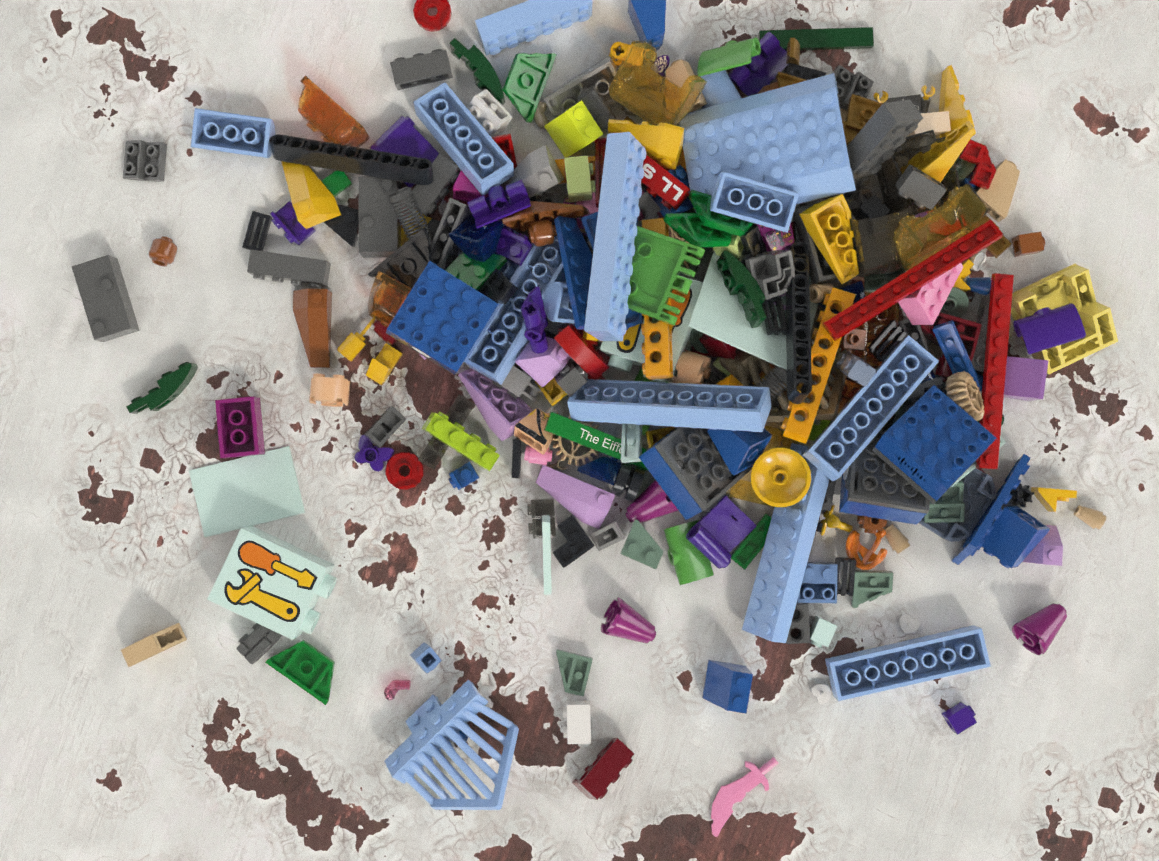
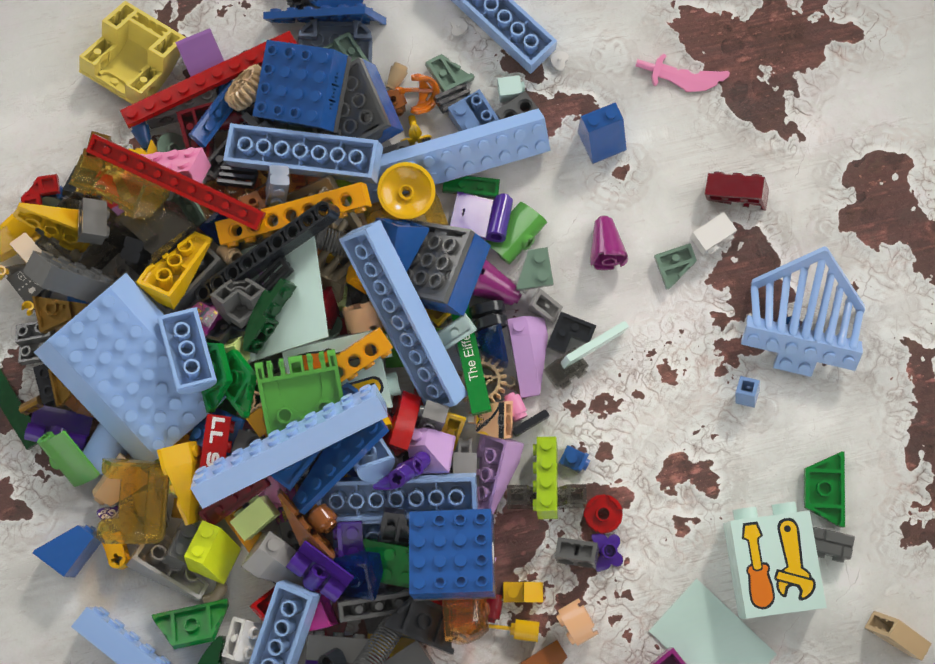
camera: 120 degrees left, 10 degrees down
(396, 685) = (789, 403): clear pink arm -> none
(1001, 191) = (56, 162): tan slope -> none
(1028, 244) = (84, 117): dark orange brick -> none
(1050, 328) = (147, 56): dark purple panel -> none

